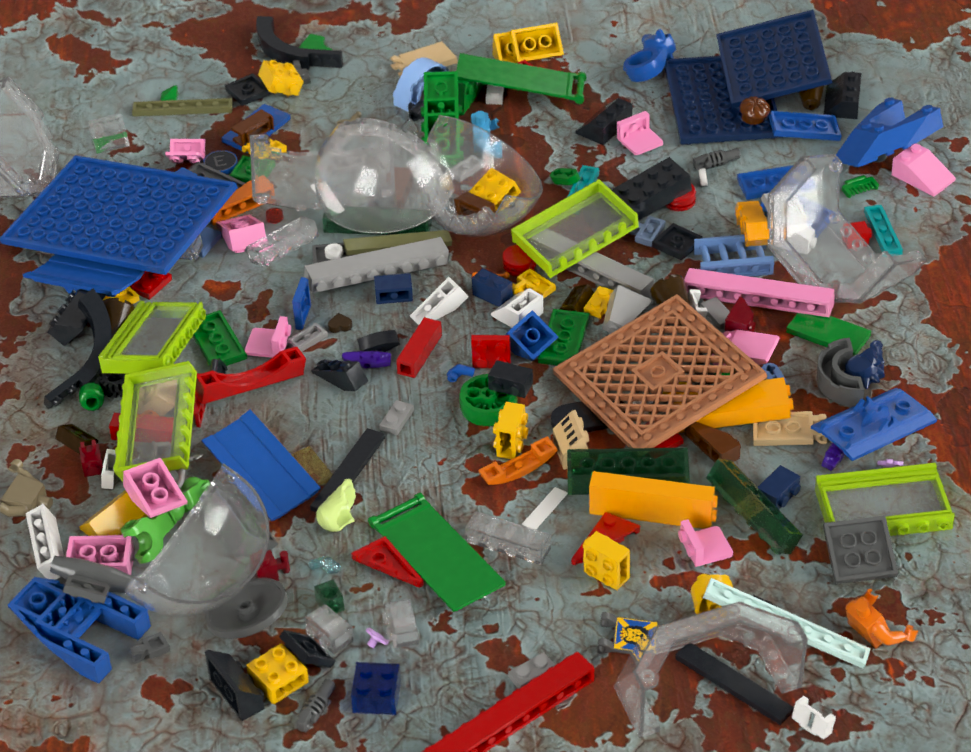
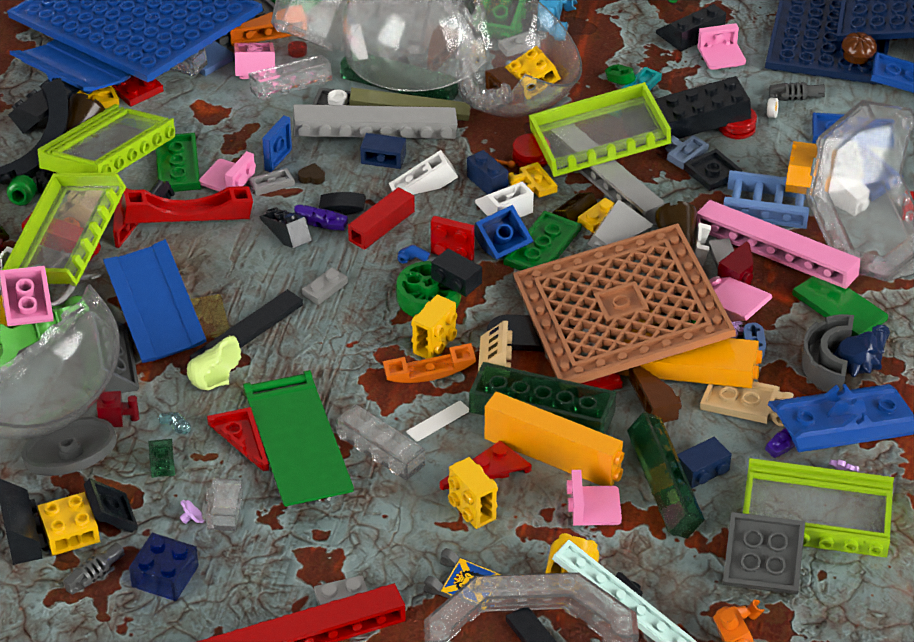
camera: 15 degrees right, 0 degrees up
(329, 629) = (145, 491): clear brick -> none

